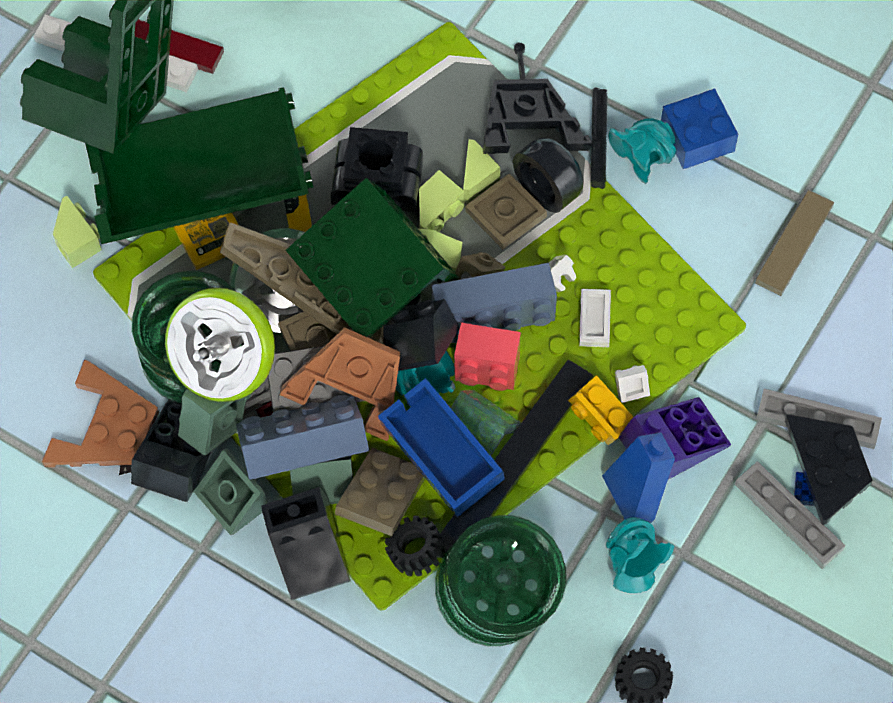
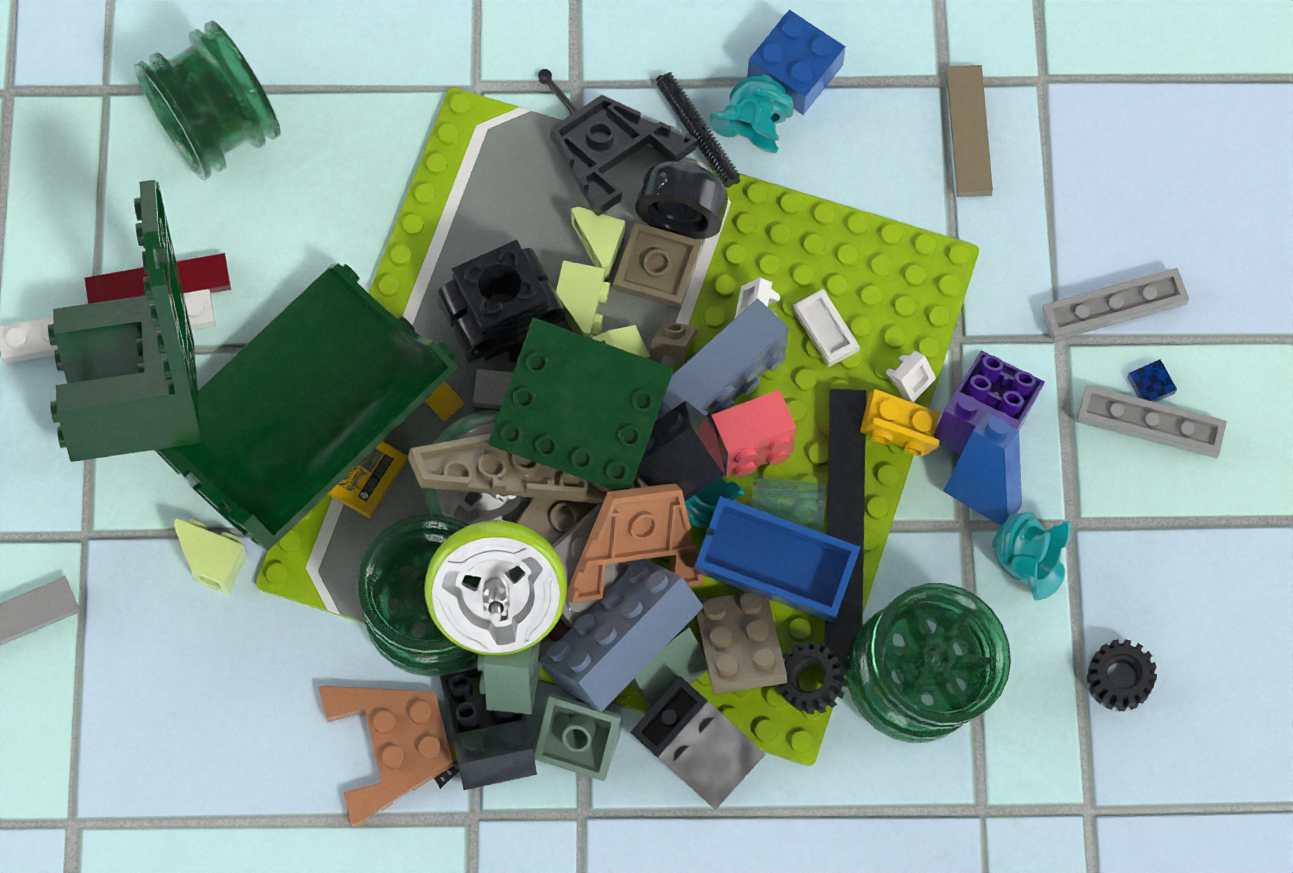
camera: 35 degrees left, 5 degrees up
(829, 462) = (1159, 344): black wing -> none

